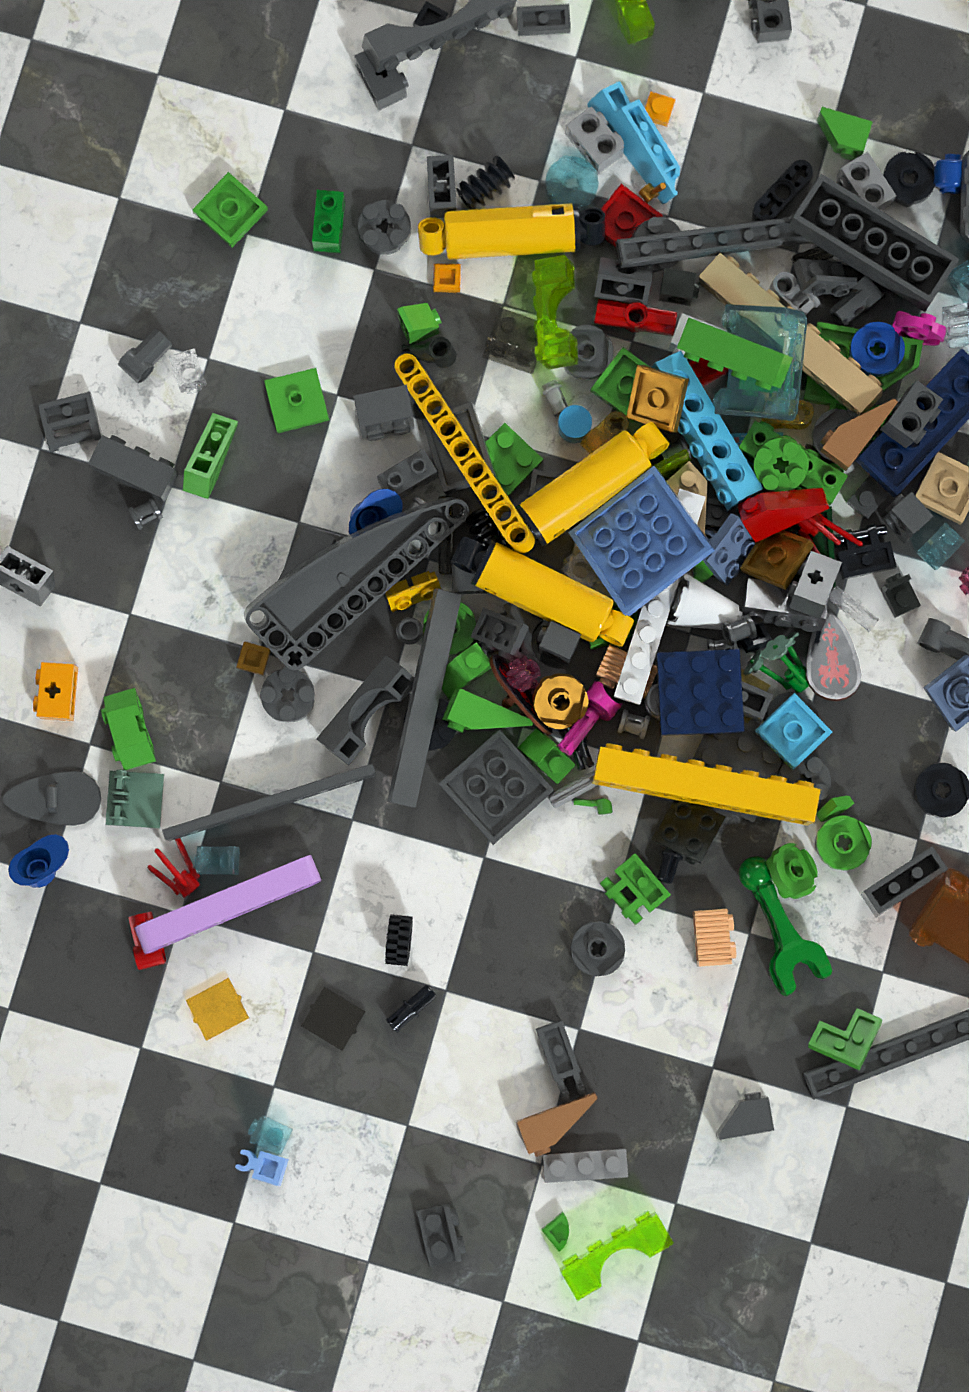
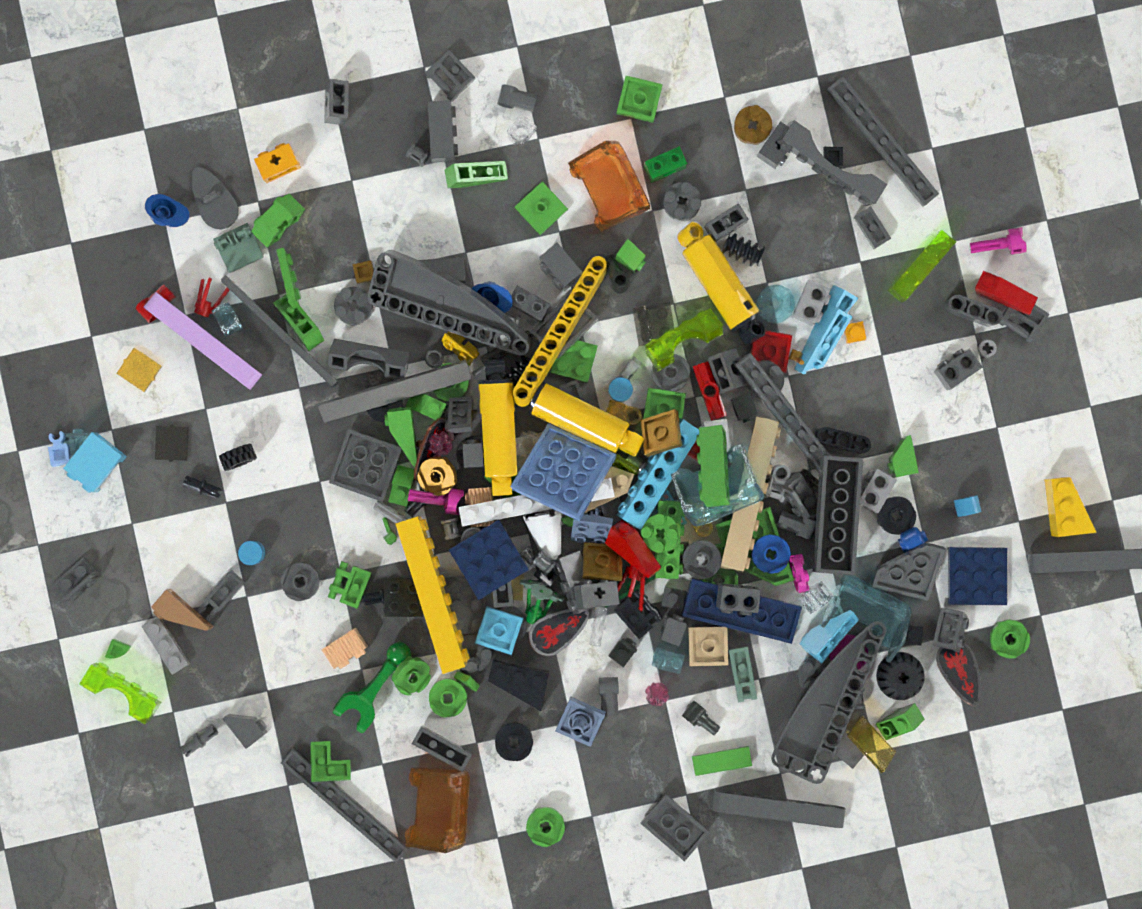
camera: 60 degrees right, 5 degrees up
(209, 752) = (289, 277): none -> bright green plate
(270, 772) = (300, 323): none -> bright green slope
(304, 1129) = (93, 462): none -> medium azure panel
(315, 300) = (610, 184): none -> clear orange windscreen
(342, 79) = (754, 114): none -> pearl gold plate
(447, 277) = (671, 259): light orange tile -> none
(528, 990) = (251, 552): none -> dark azure piece
(730, 1187) = (199, 740): none -> dark grey pin
(851, 437) = (701, 568): medium nougat slope -> none
(871, 739) = (520, 681): none -> black wedge
(943, 87) = (967, 506): none -> dark azure piece

